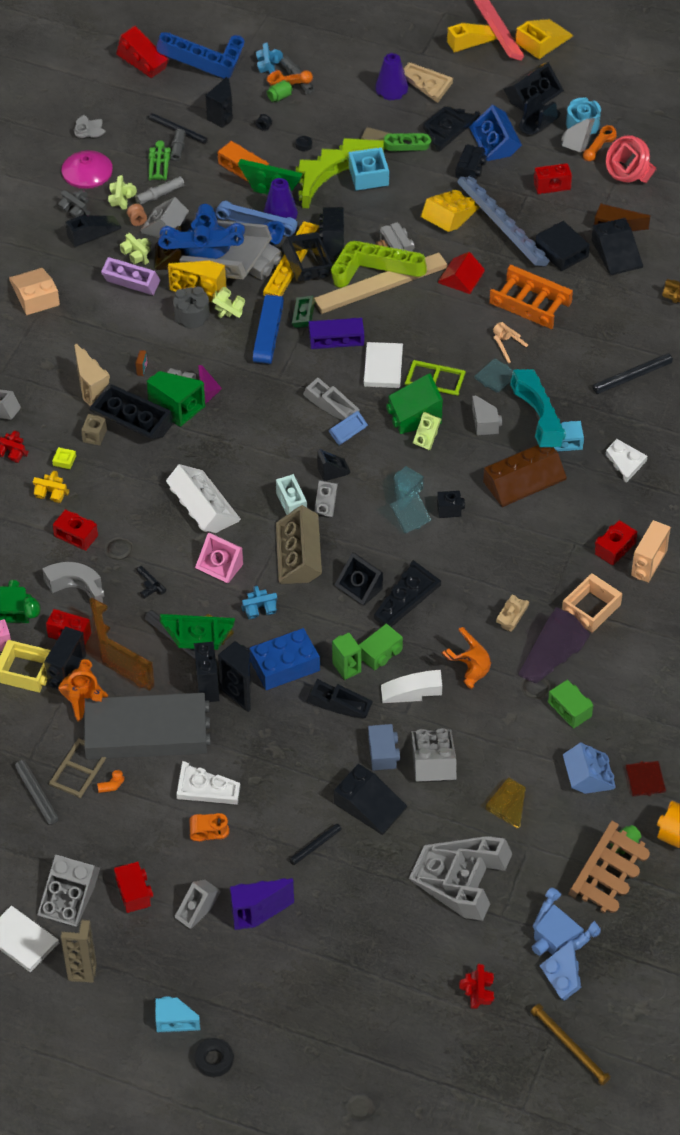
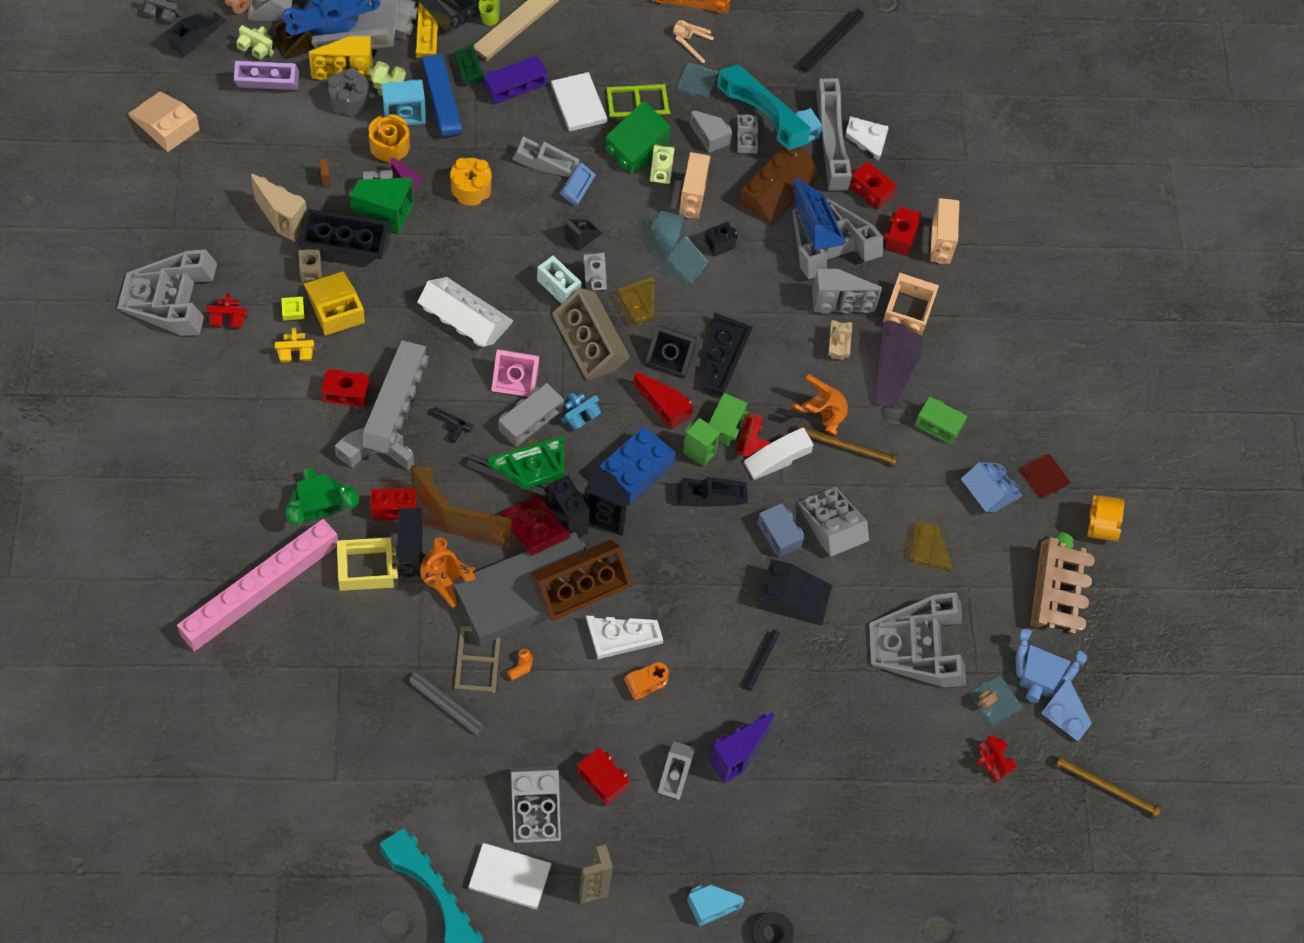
camera: 30 degrees left, 10 degrees up
(99, 464) = (335, 303): none -> yellow slope
(108, 545) = (395, 397): none -> light grey brick
(175, 678) = (536, 525): none -> dark red tile
(188, 728) = (582, 579): none -> reddish brown slope
(206, 349) = (389, 138): none -> light orange brick
(216, 594) = (531, 414): none -> light grey brick
(230, 325) = (405, 100): none -> medium azure brick
(257, 400) = (471, 181): none -> light orange brick
(335, 615) = (665, 400): none -> red slope
(355, 532) = (639, 300): none -> clear yellow wing
(390, 669) = (748, 441): none -> red slope
(445, 454) = (694, 185): none -> light nougat window
(495, 936) = (987, 698): none -> medium nougat plate
(505, 943) = (1003, 707): none -> clear light blue piece
(512, 722) = (851, 446): none -> pearl gold bar
(517, 428) = (747, 134): none -> light grey slope
(532, 575) = (843, 292): none -> light grey slope
(540, 506) = (816, 216): none -> blue slope
(548, 526) = (857, 232): none -> light grey wedge
(594, 442) = (836, 160): none -> light grey arch
(607, 499) = (872, 185): none -> red brick

